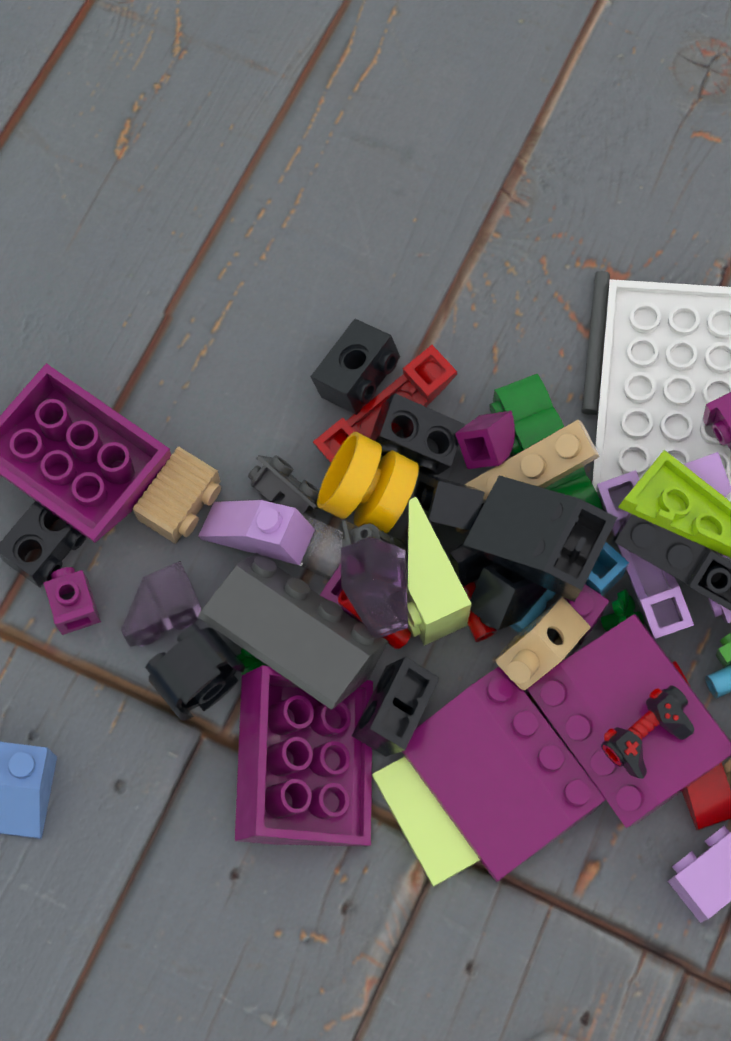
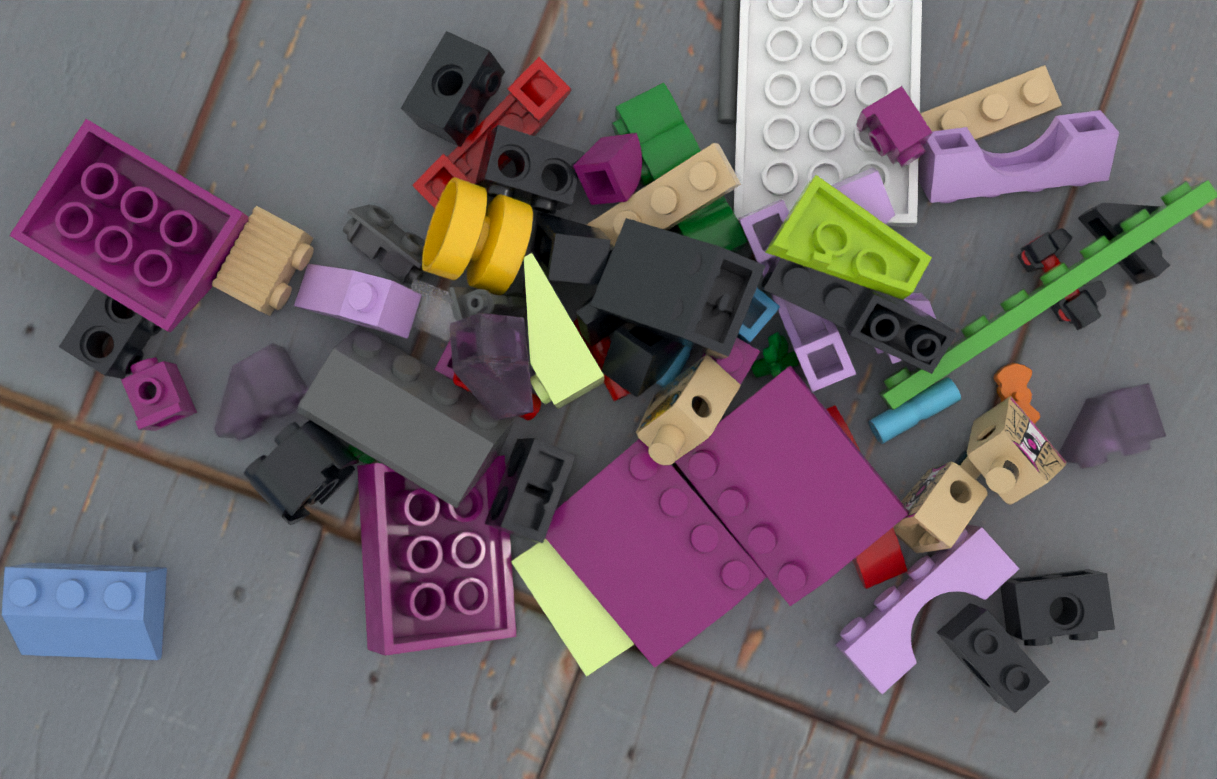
camera: 10 degrees left, 15 degrees up
(664, 709) = (828, 479): black piece -> none

